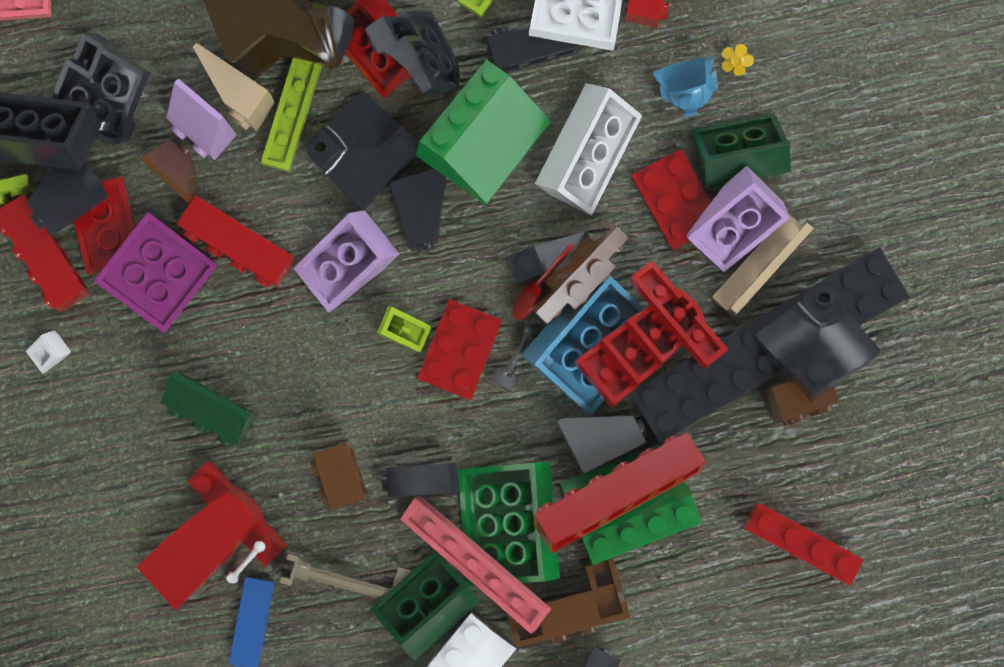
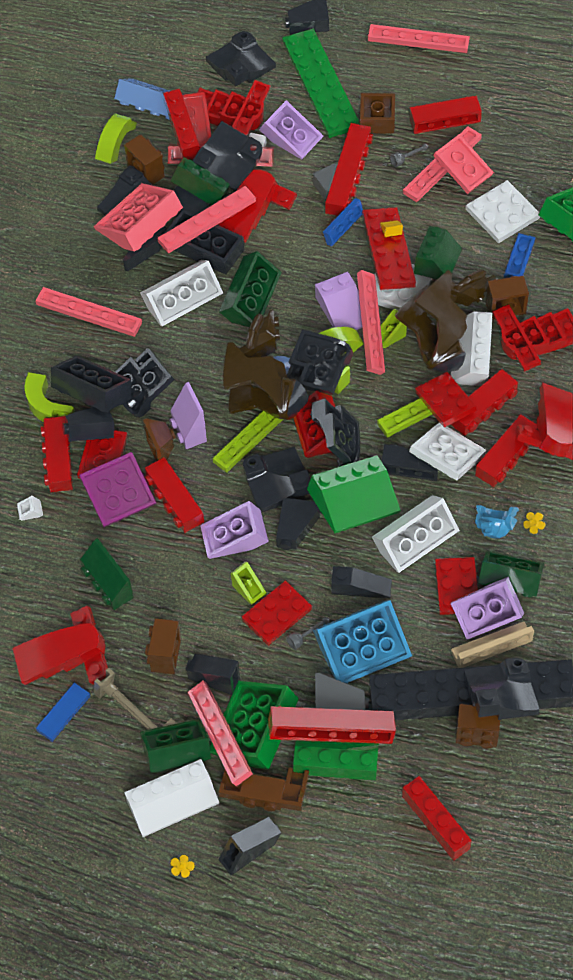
camera: 30 degrees right, 25 degrees down
(232, 576) = (67, 680): white hinge -> none
(244, 98) = (222, 416): tan slope -> none
(530, 294) = (348, 588): red piece -> none
(580, 273) = (372, 591): bracket -> none
(649, 338) = (396, 647): red slope -> none

